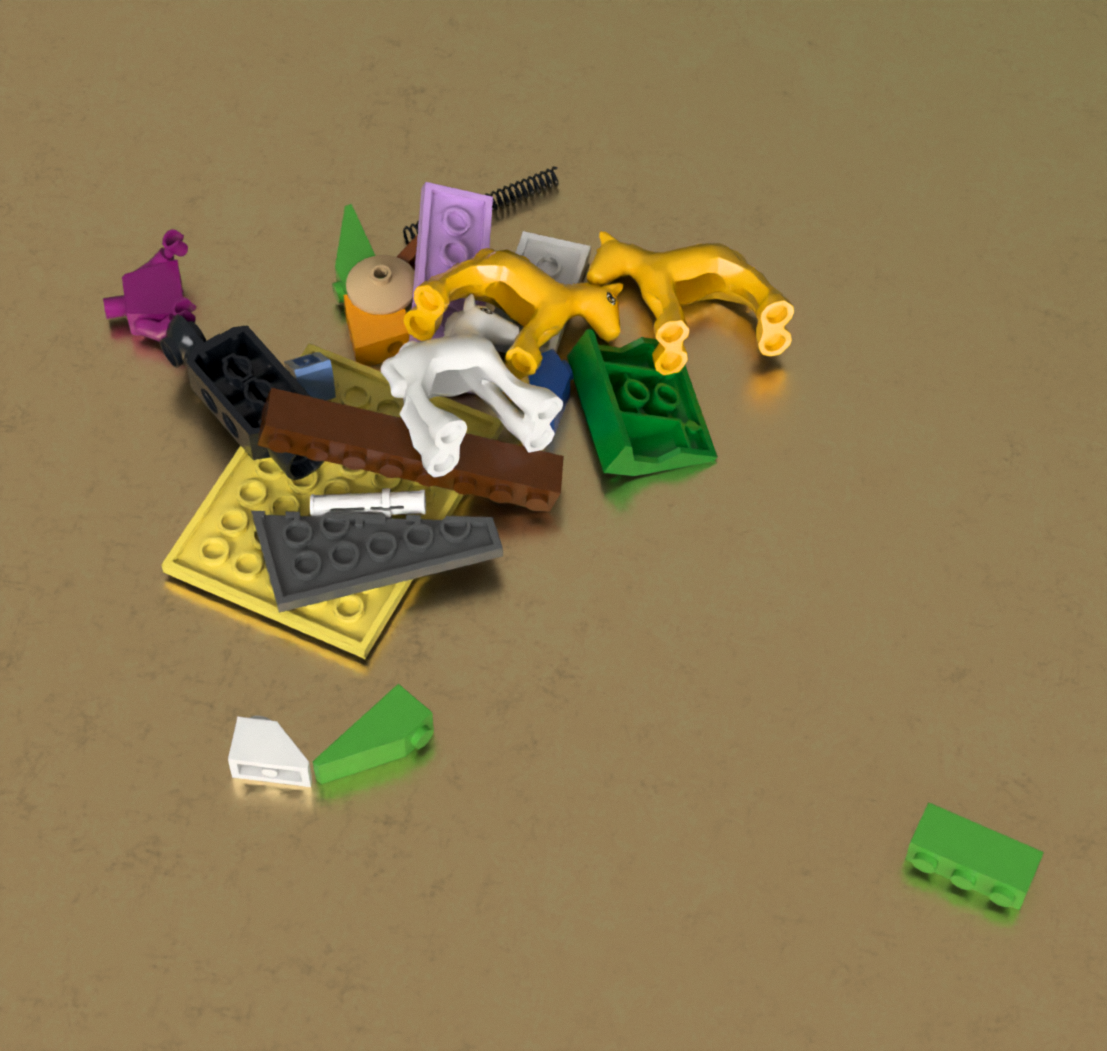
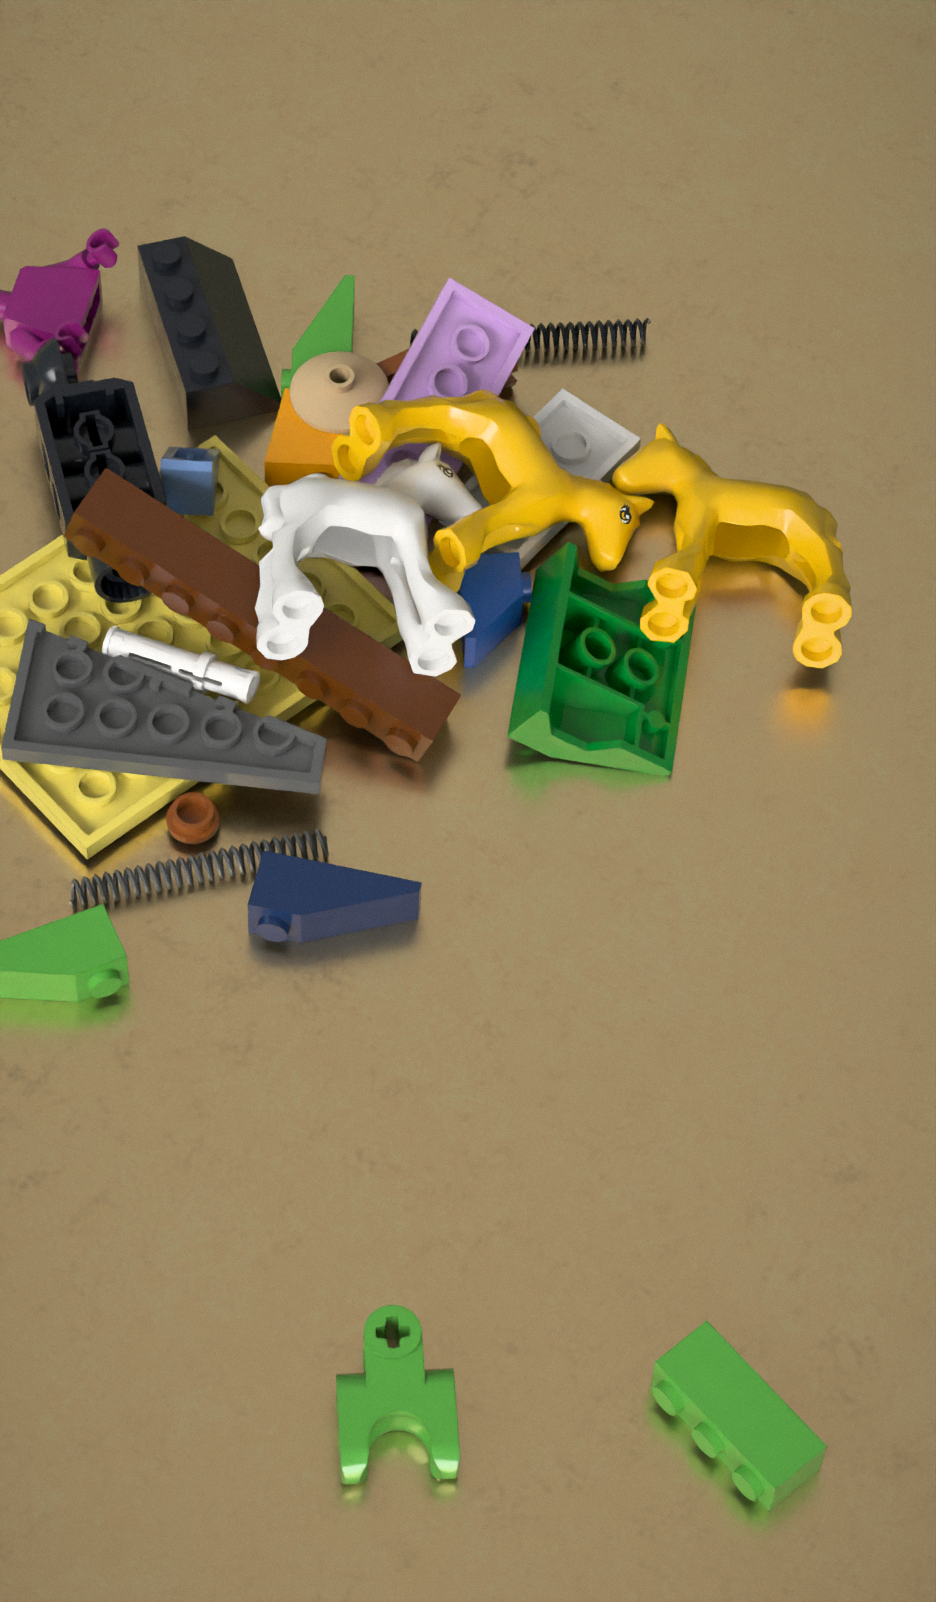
camera: 20 degrees right, 0 degrees up
(265, 278) = (206, 333): none -> black slope
(422, 604) = (192, 818): none -> dark orange plate
(507, 599) = (187, 868): none -> dark grey piece
(533, 627) = (321, 900): none -> dark blue slope
(751, 931) = (396, 1397): none -> bright green piece

